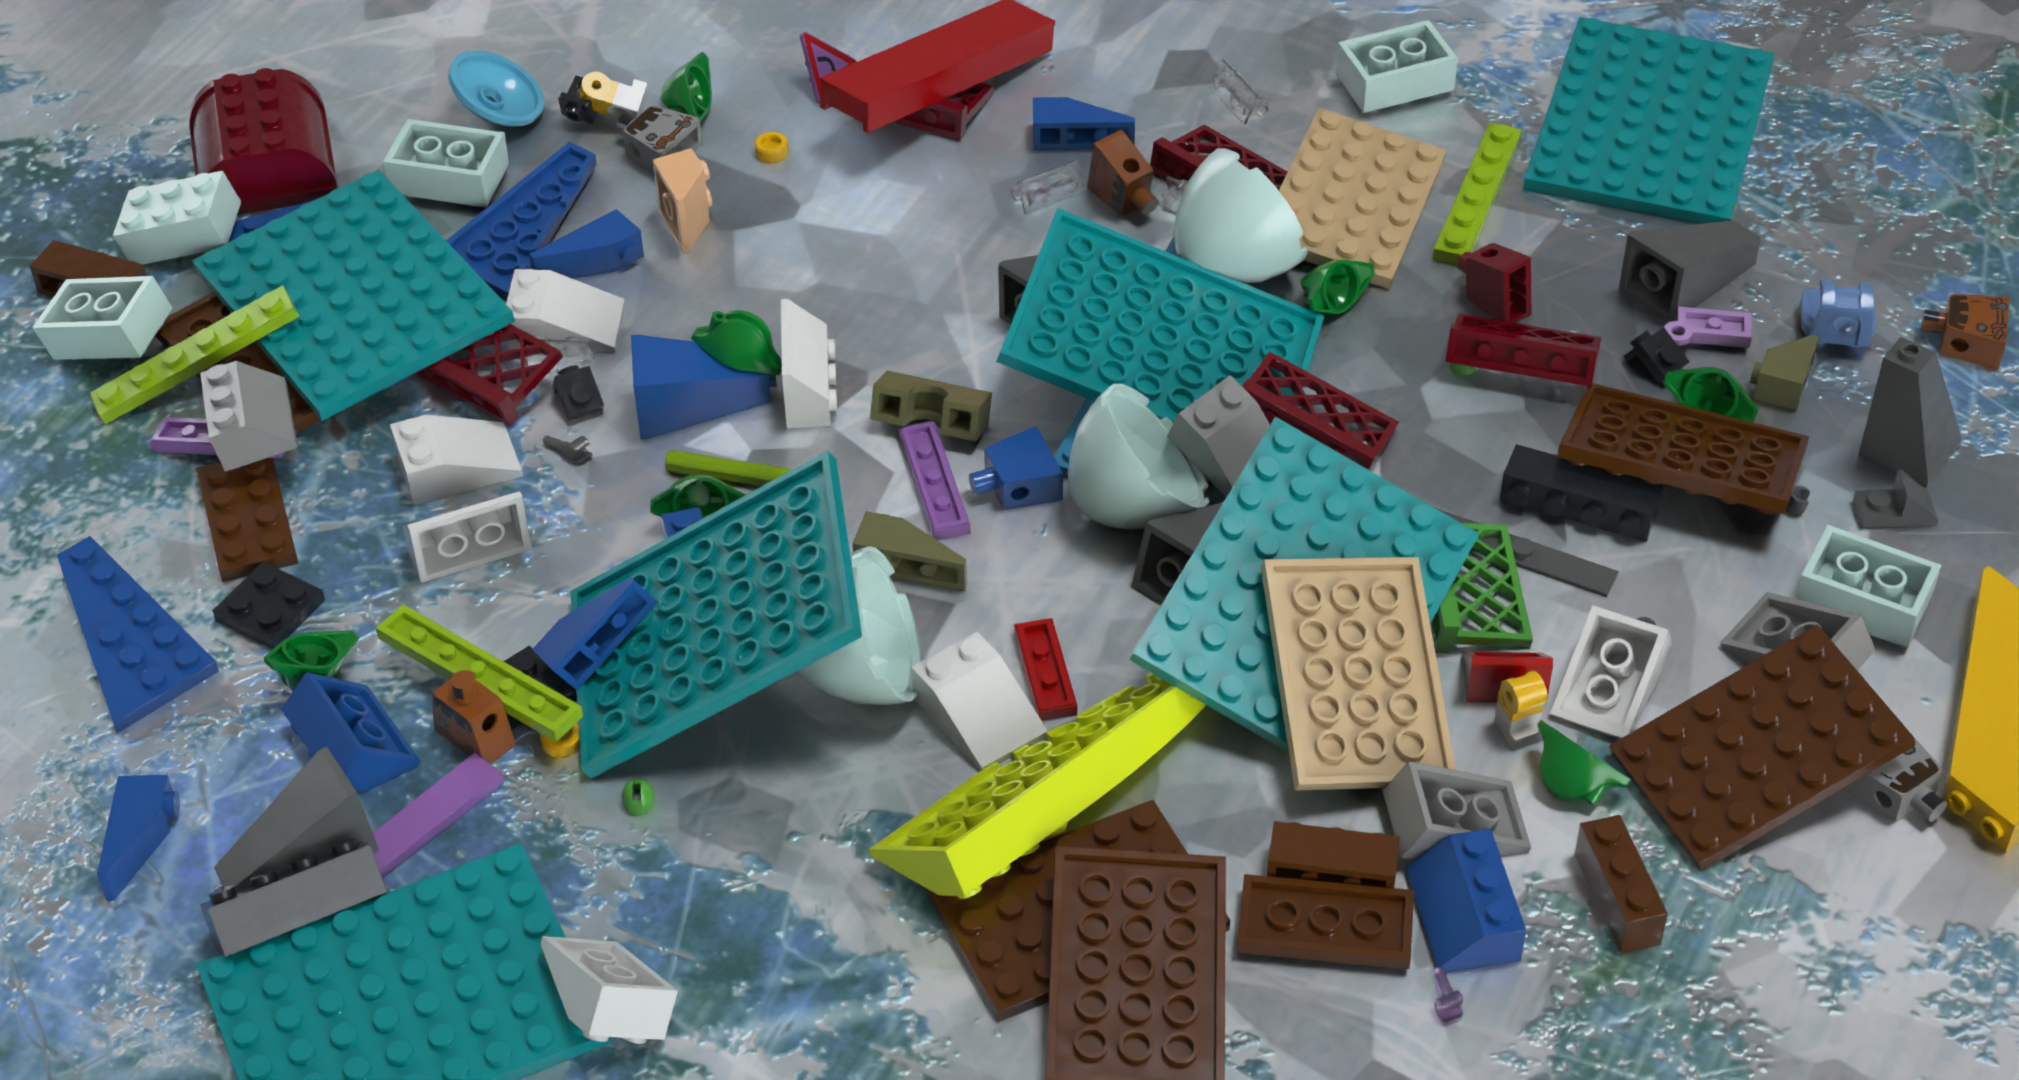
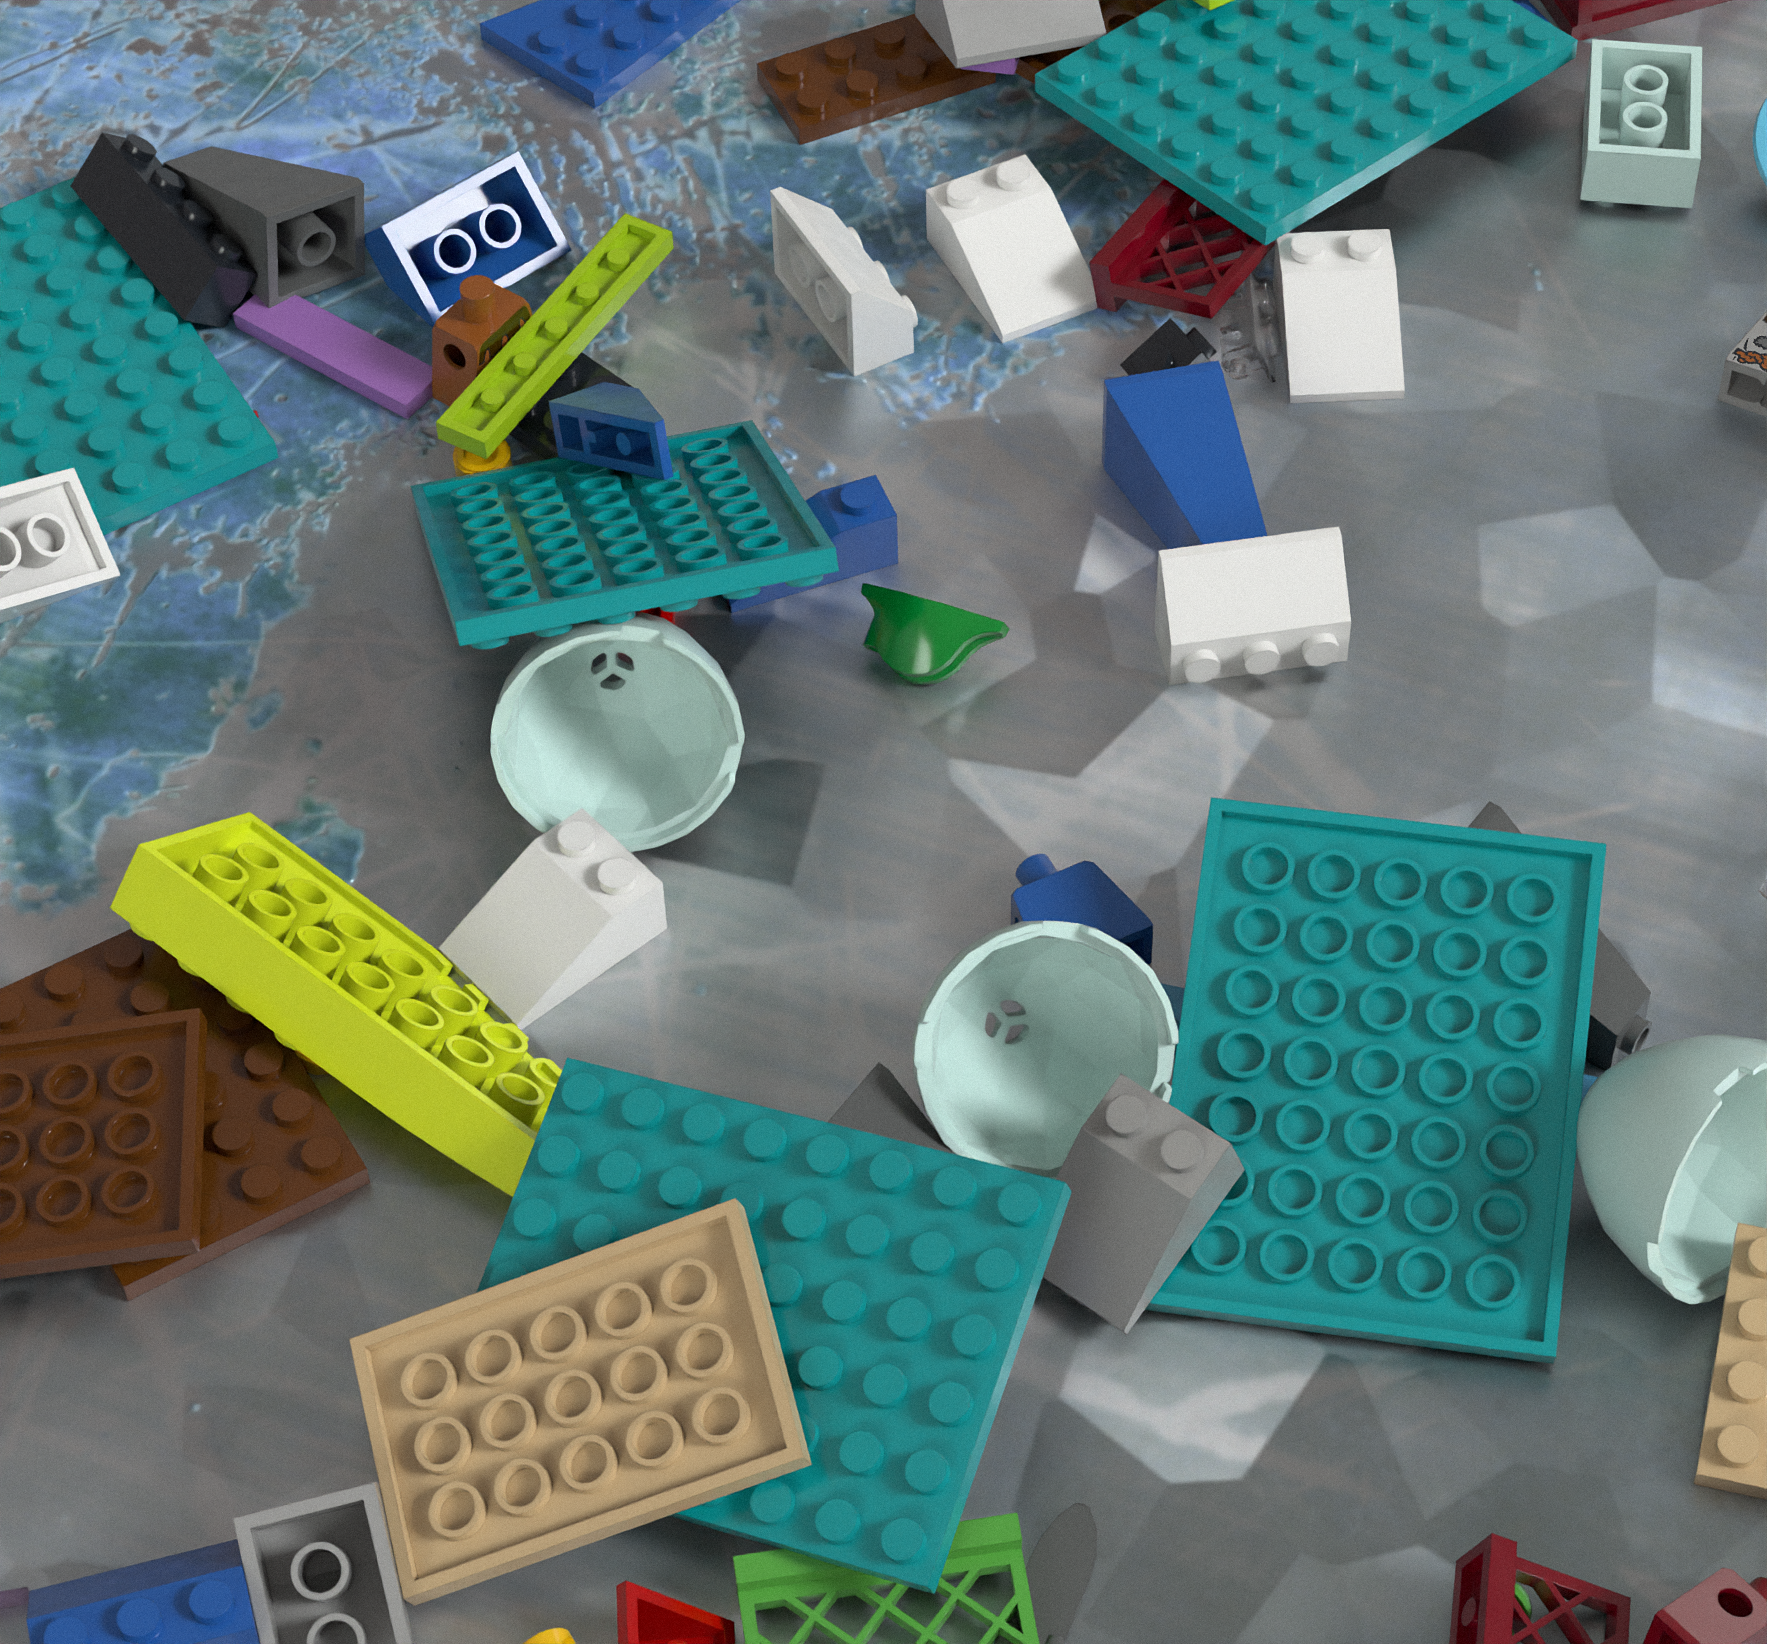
camera: 85 degrees right, 5 degrees up
(135, 828) = (296, 76): blue slope -> none
(268, 605) = (708, 127): black plate -> none
(311, 653) = (576, 164): green hat -> none
(523, 218) = (1513, 230): blue wing -> none
(574, 450) = (1055, 385): dark grey hand -> none
(593, 248) = (1500, 331): blue slope -> none
(647, 794) = (374, 558): bright green hinge -> none
(683, 196) = (1617, 403): light nougat slope -> none
(694, 492) = (945, 529): green hat -> none
(722, 468) = (1033, 578): lime axle -> none
(739, 342) = (1246, 495): green hat -> none
(905, 398) = (1213, 751): olive arch -> none
(912, 551) = (872, 792): olive slope -> none
(934, 481) = (1054, 825): medium lavender tile -> none
(1045, 669) = (649, 1011): red tile -> none
(1318, 425) = (1205, 1326): dark red fence -> none
(1326, 921) = (116, 1422): reddish brown plate -> none
(1332, 855) = (234, 1419): reddish brown brick -> none
(1336, 285) = (1634, 1366): green hat -> none

